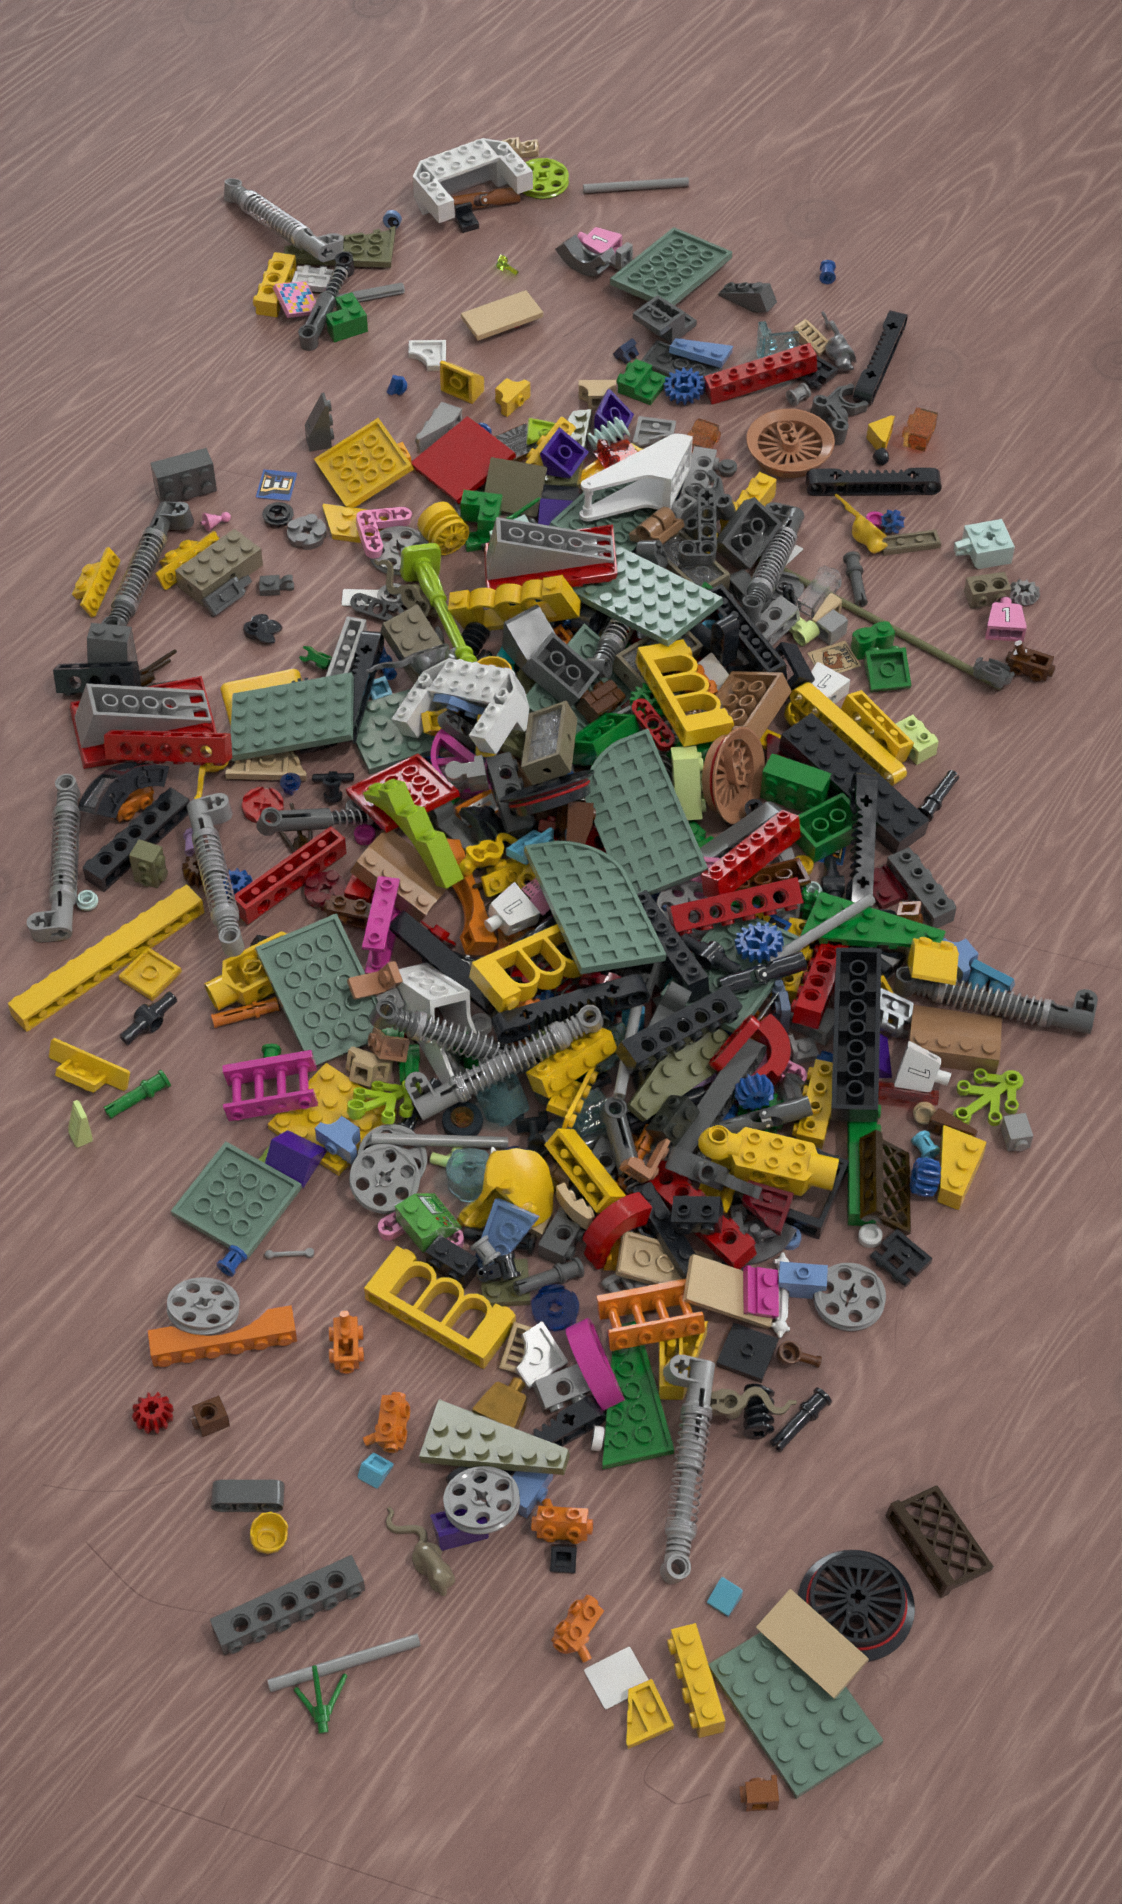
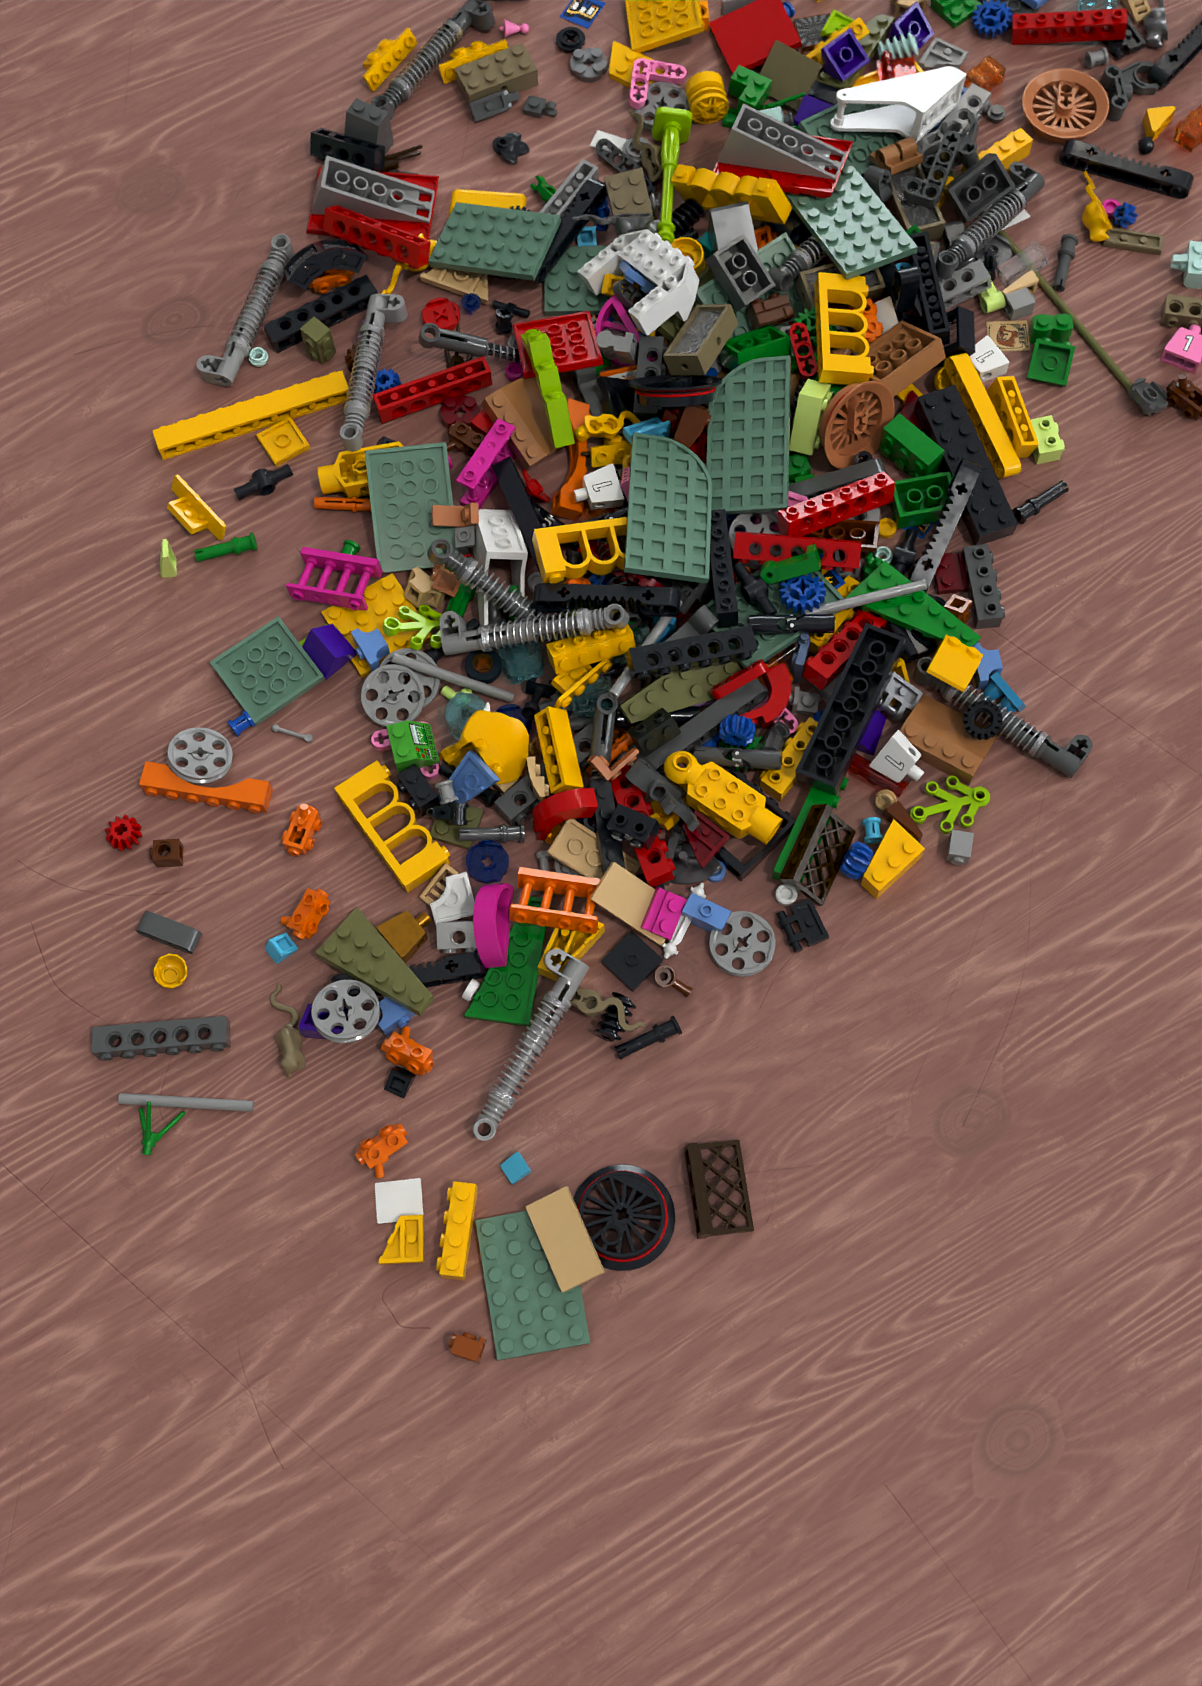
camera: 25 degrees right, 15 degrees up
(738, 921) = (791, 567): none -> green leg
(988, 992) = (992, 710): none -> black tyre

